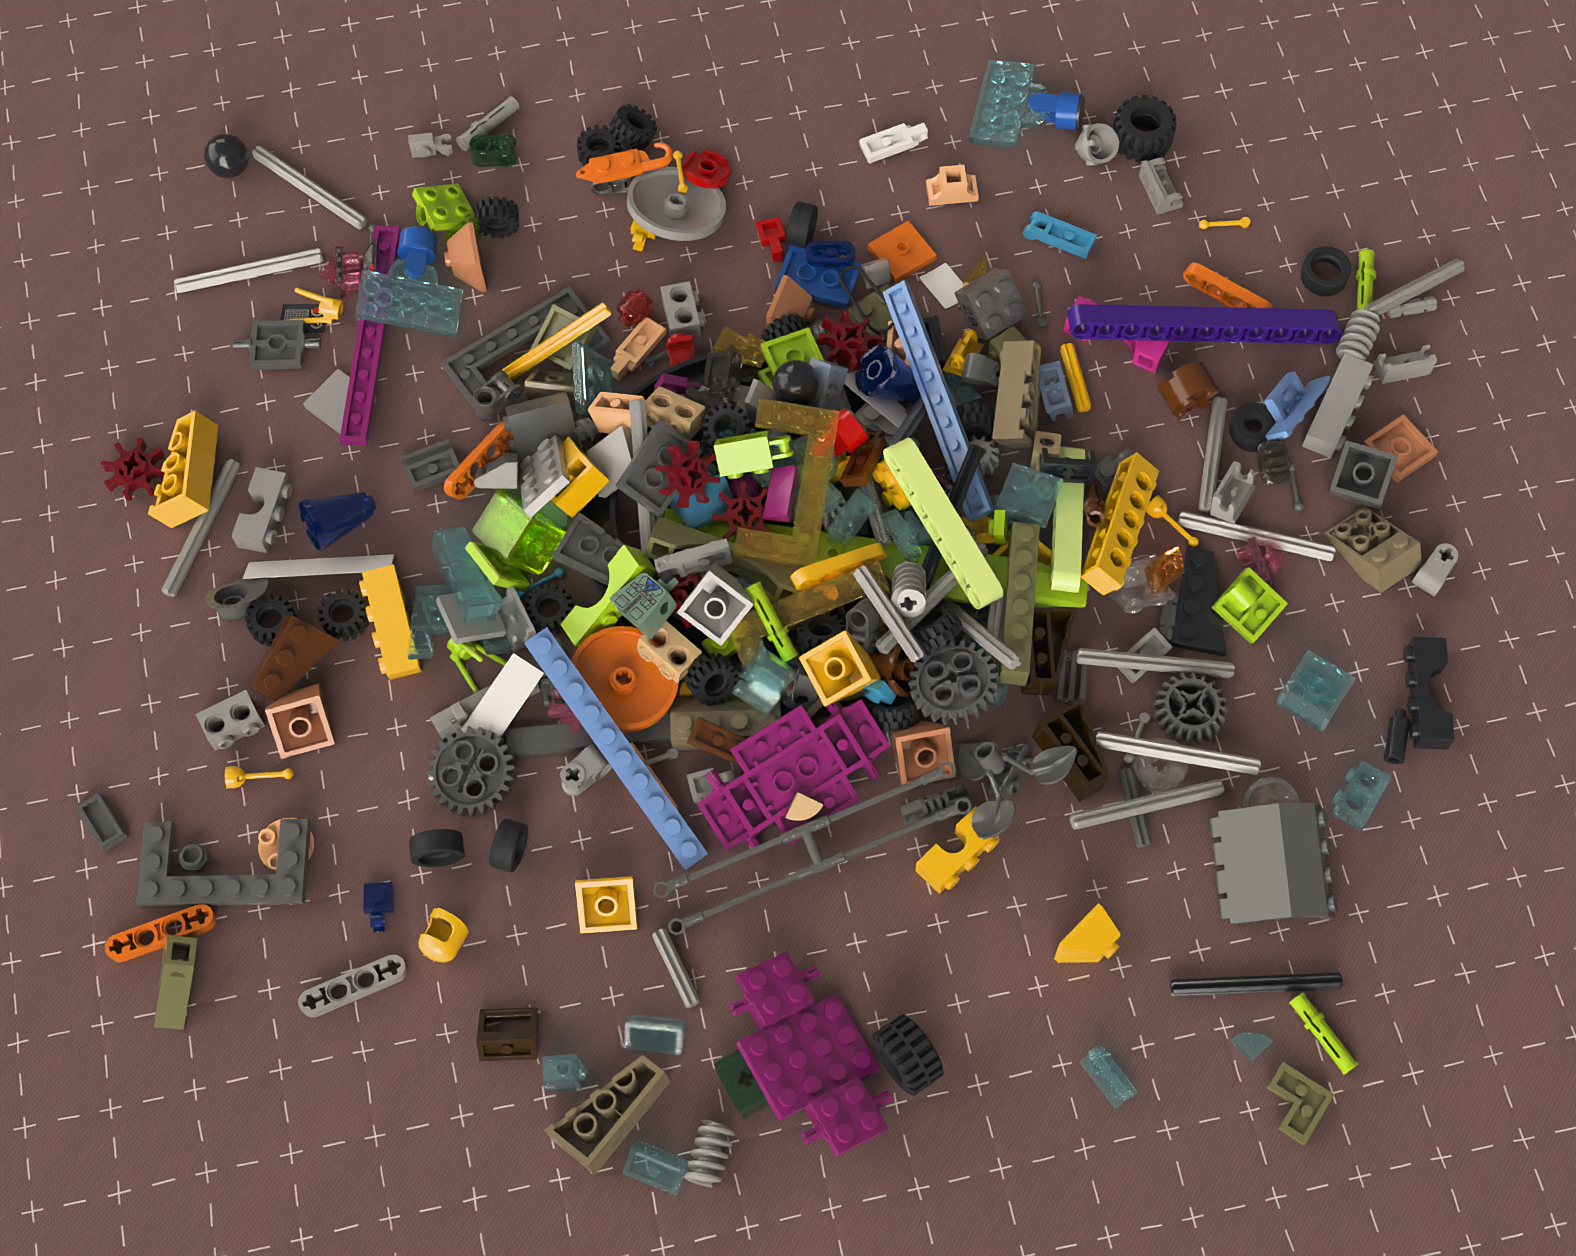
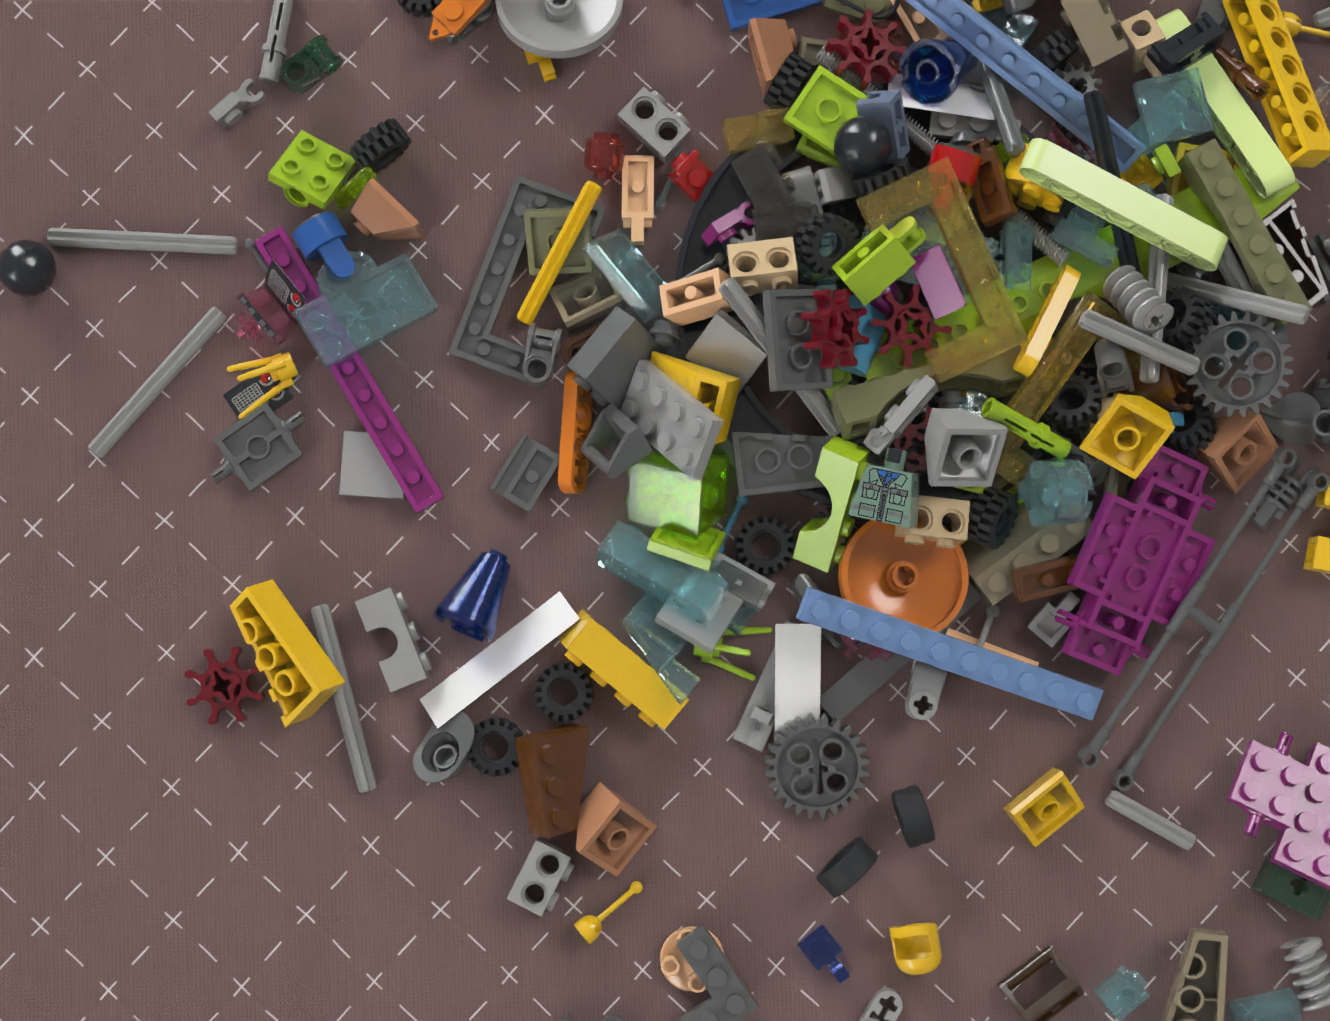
camera: 30 degrees left, 20 degrees up
(654, 1034) = (1174, 894): clear light blue slope -> none
(803, 808) = (1172, 590): tan tile -> none

